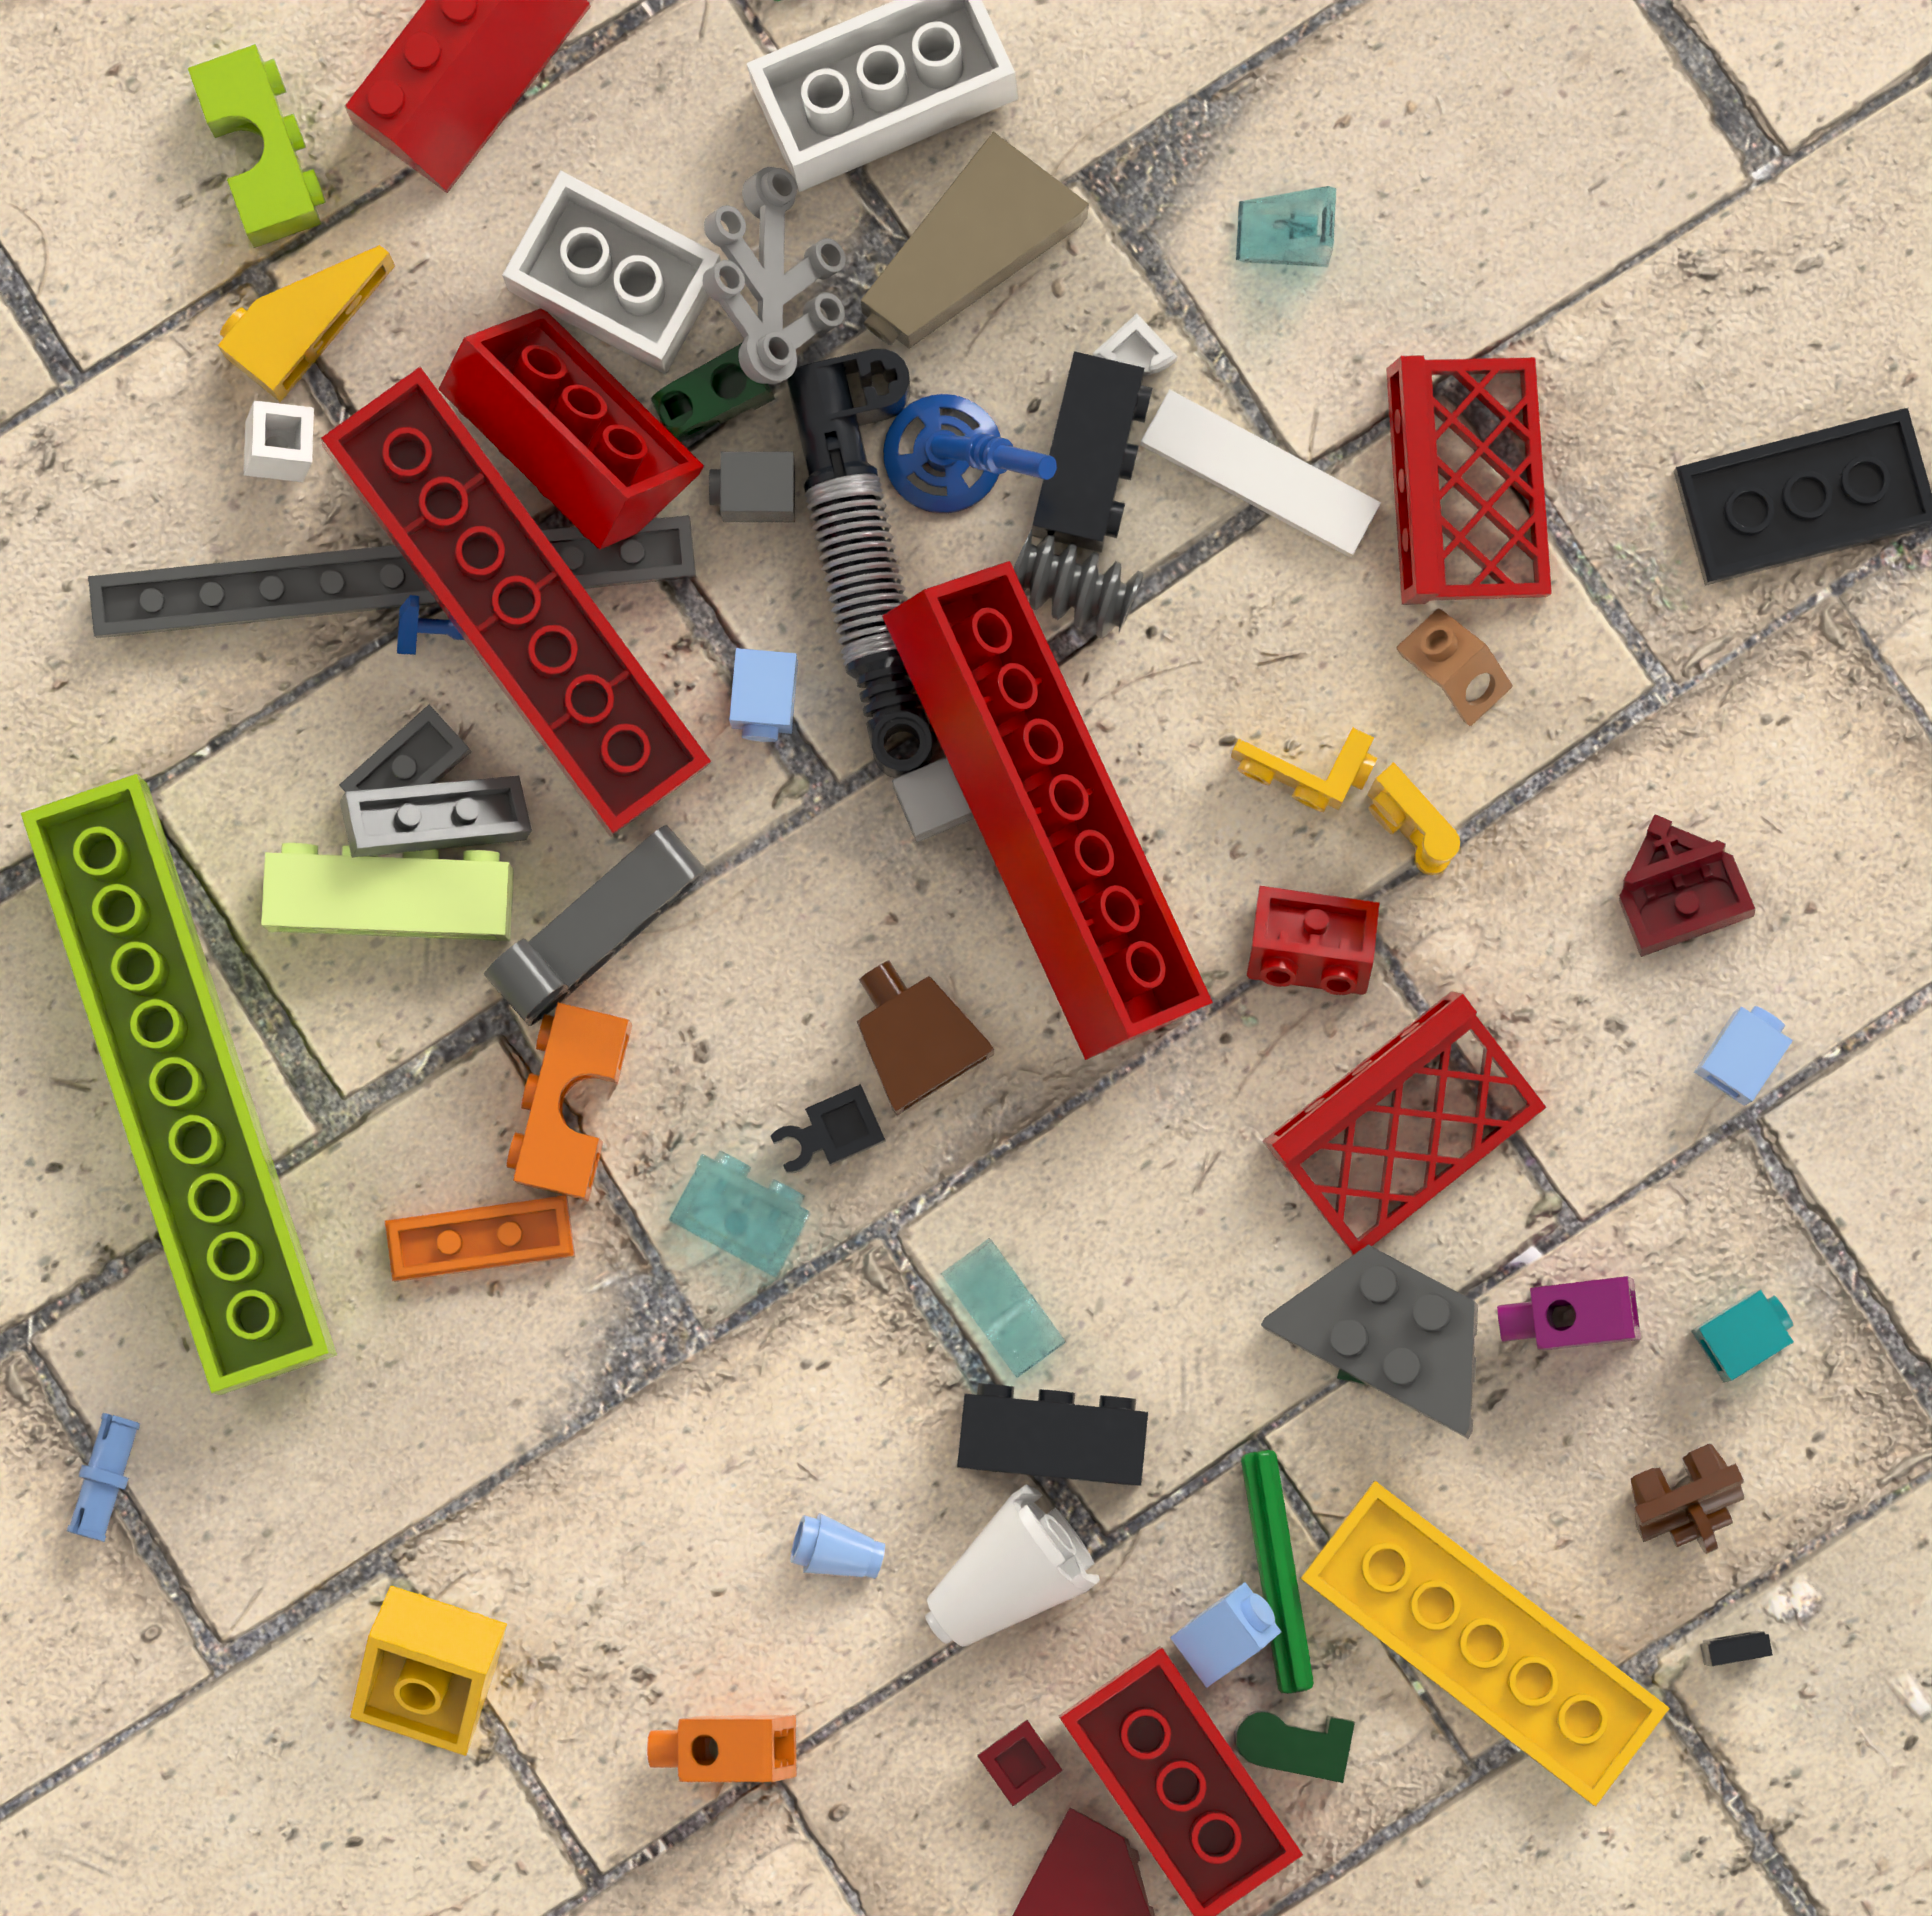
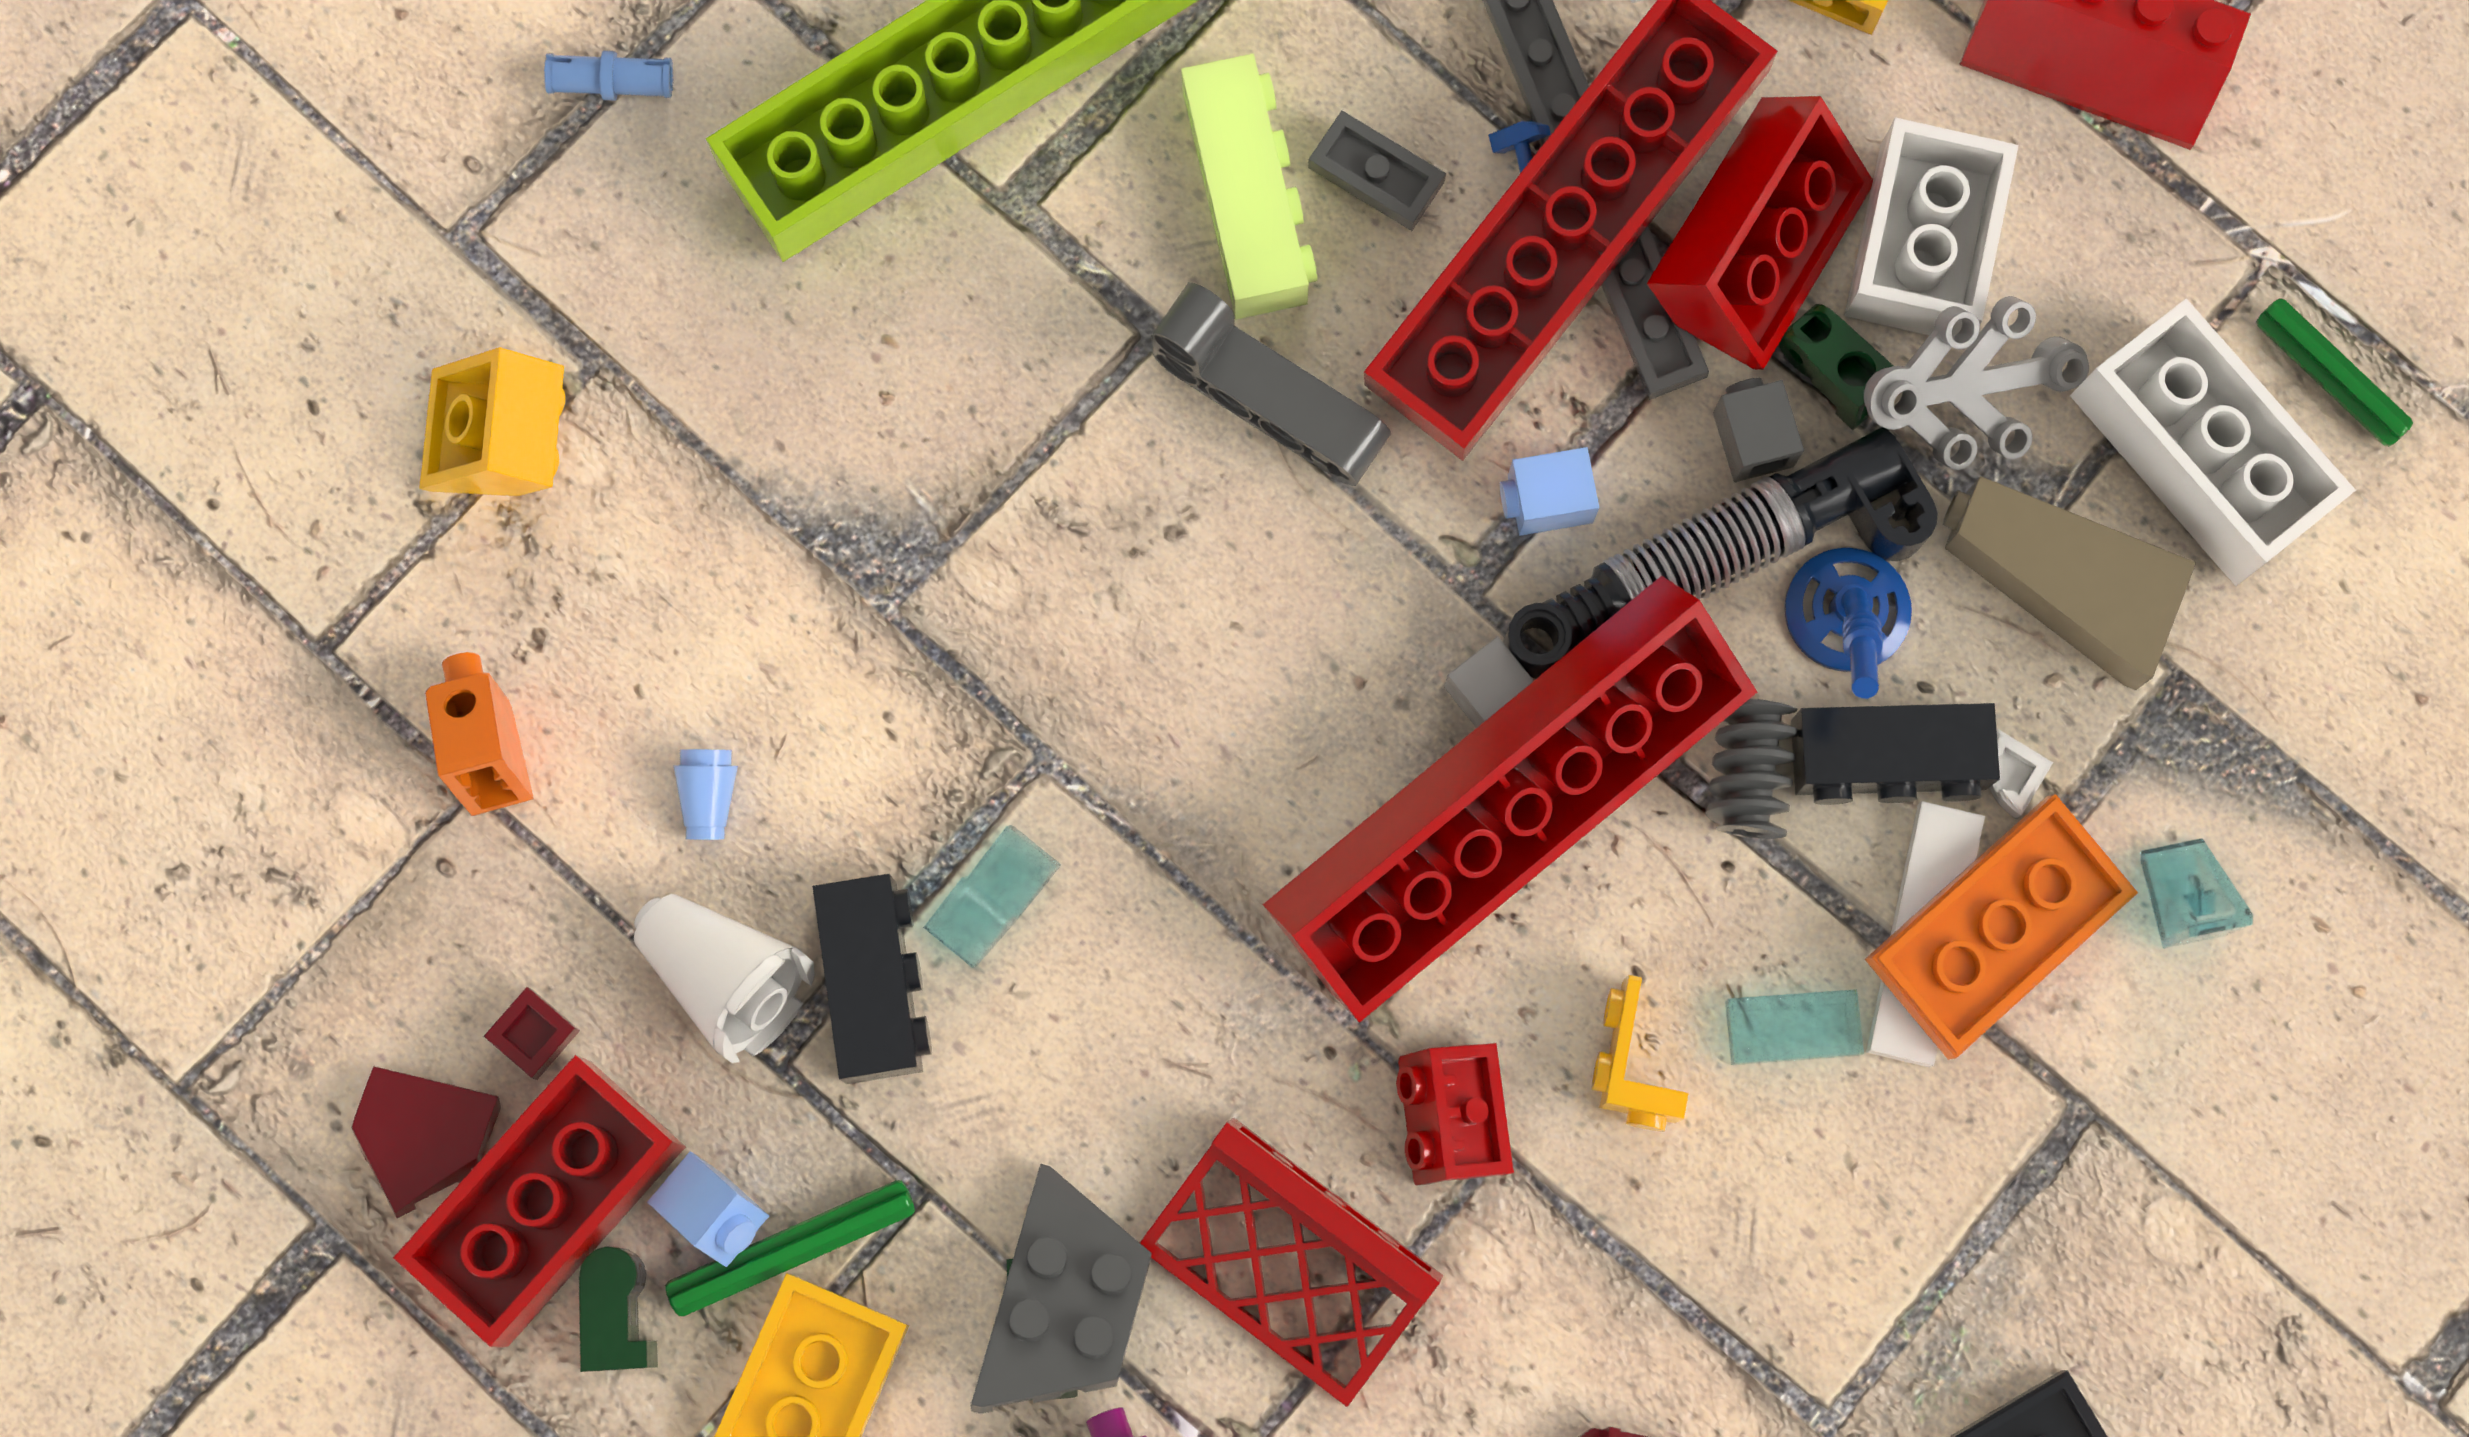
camera: 75 degrees right, 5 degrees down
(435, 816) = (1335, 205): plate -> none
(480, 1238) = (932, 367): orange tile -> none
(577, 1048) = (1036, 405): orange arch -> none
(741, 1214) = (1020, 609): clear light blue bracket -> none
(839, 1127) = (1131, 681): black plate -> none
(917, 1037) = (1242, 734): reddish brown torso -> none
(1273, 405) = (2001, 926): none -> orange tile
(1313, 615) = (1794, 1027): none -> clear light blue tile
(1403, 807) = (1618, 1168): yellow plate -> none
(1417, 479) = (1970, 1097): red fence -> none
(1452, 660) = (1790, 1181): medium nougat bracket -> none

